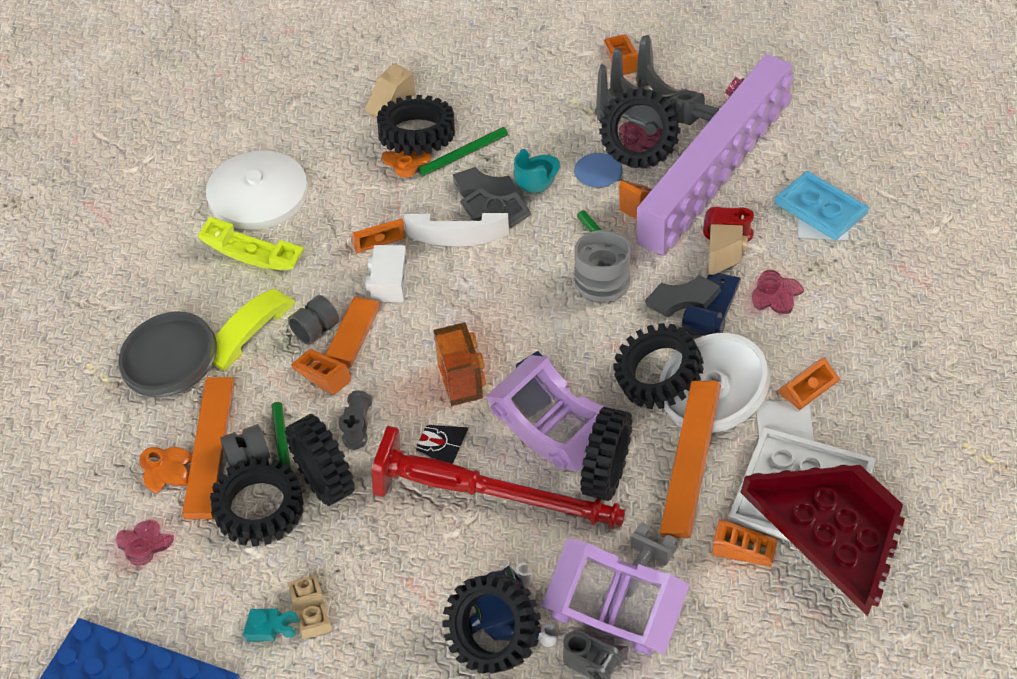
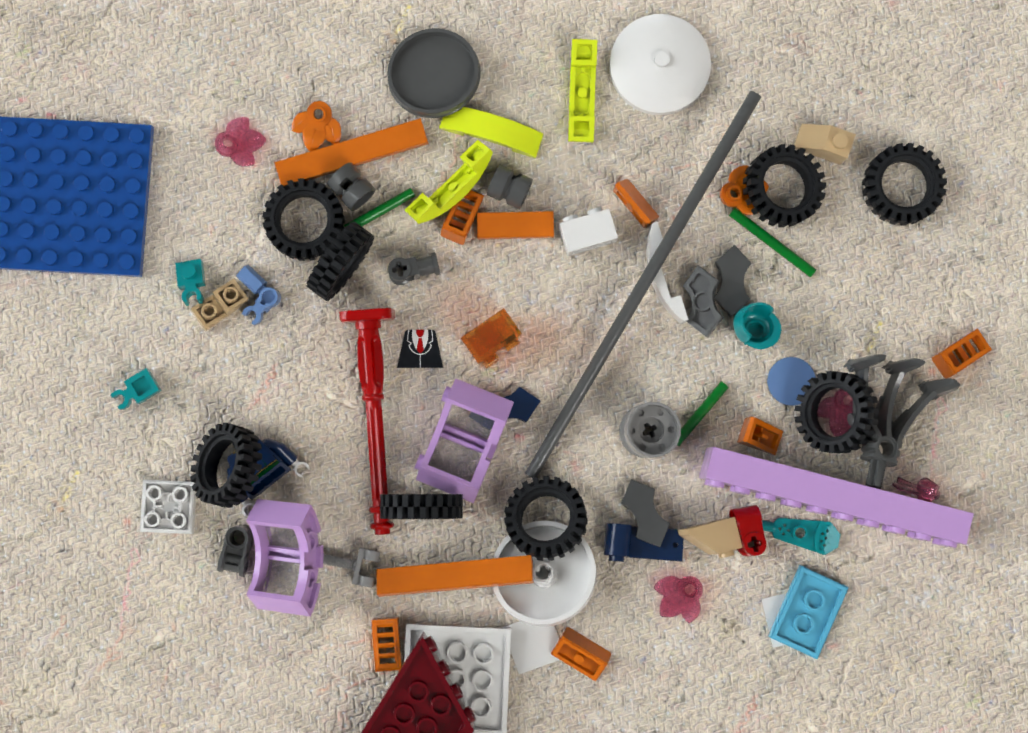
camera: 65 degrees right, 35 degrees up
(289, 361) = (455, 188): none -> neon yellow slope
(321, 557) = (256, 284): none -> medium blue bar
(456, 71) = (928, 167): none -> black tyre
(469, 244) = (643, 284): none -> dark grey piece
(751, 181) = (812, 534): none -> teal piece

